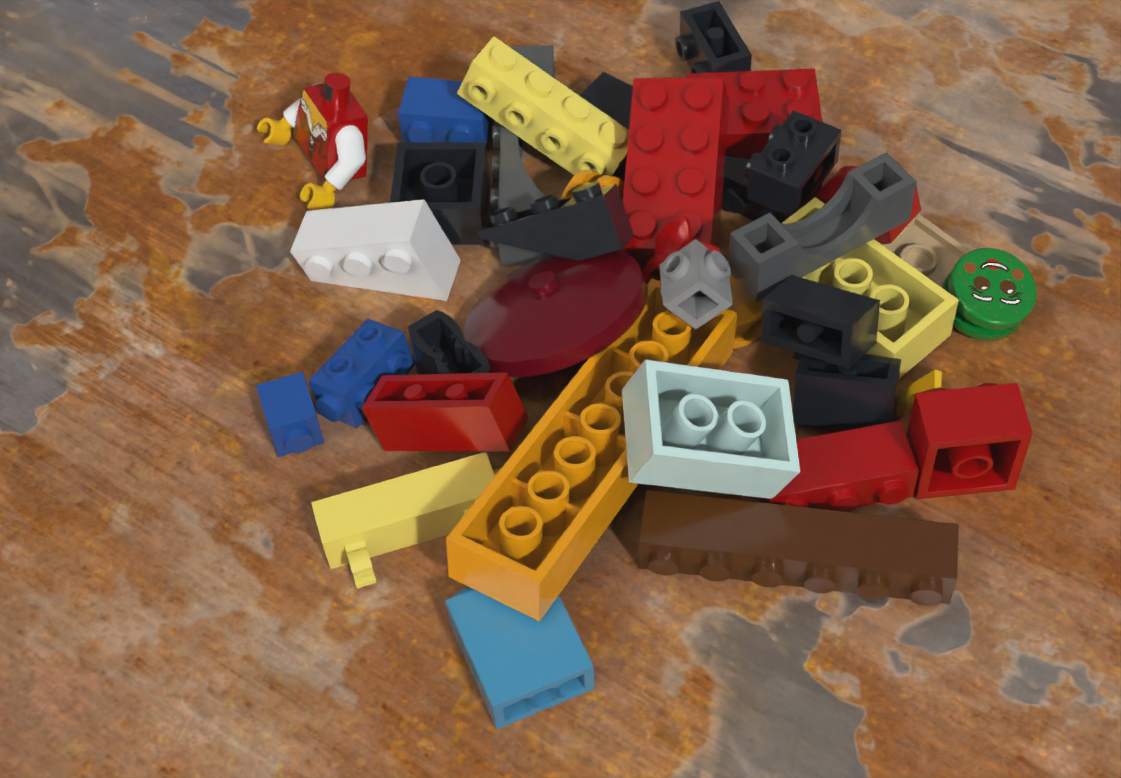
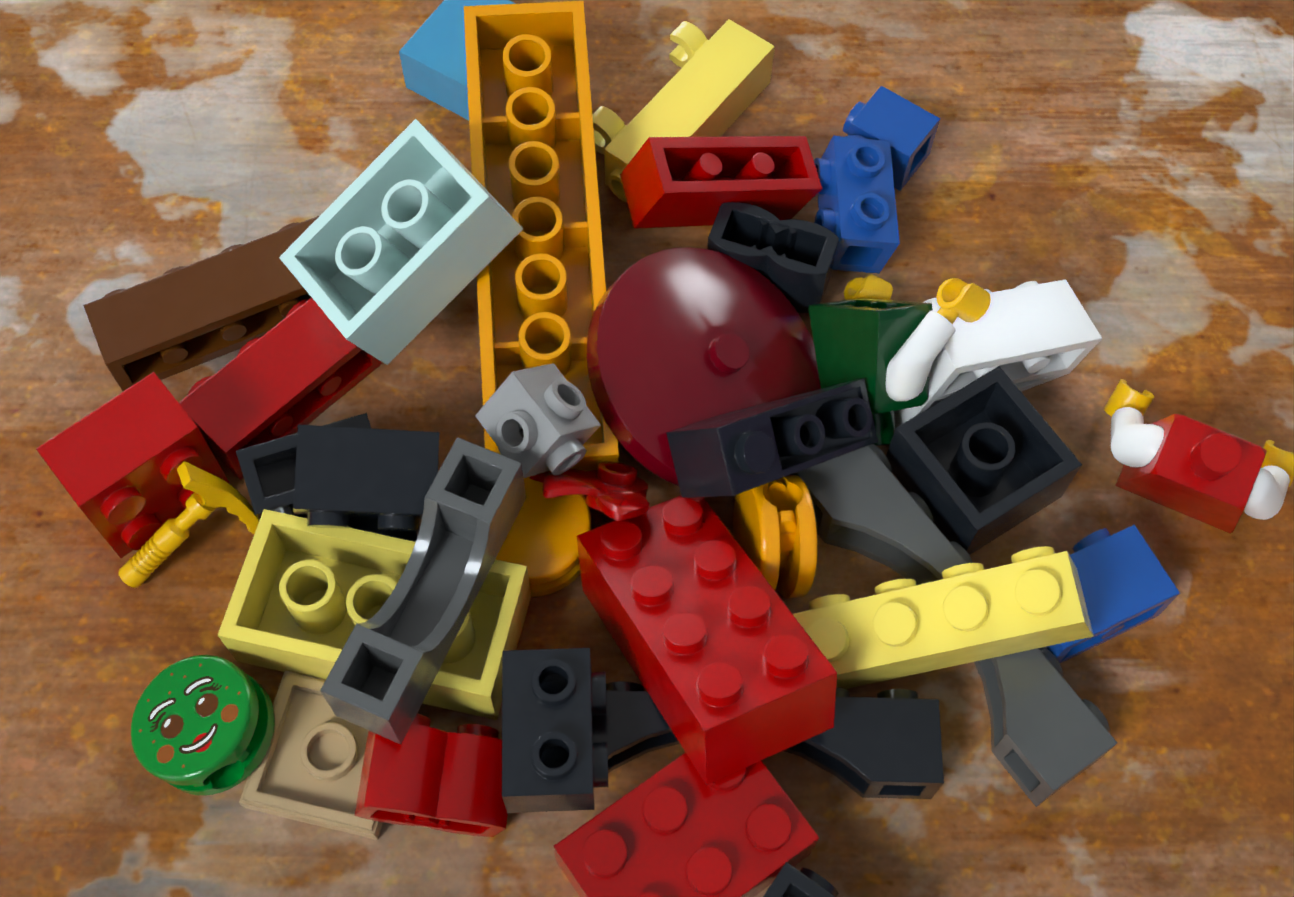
camera: 140 degrees right, 10 degrees up
(445, 256) = (888, 341): none -> dark green torso

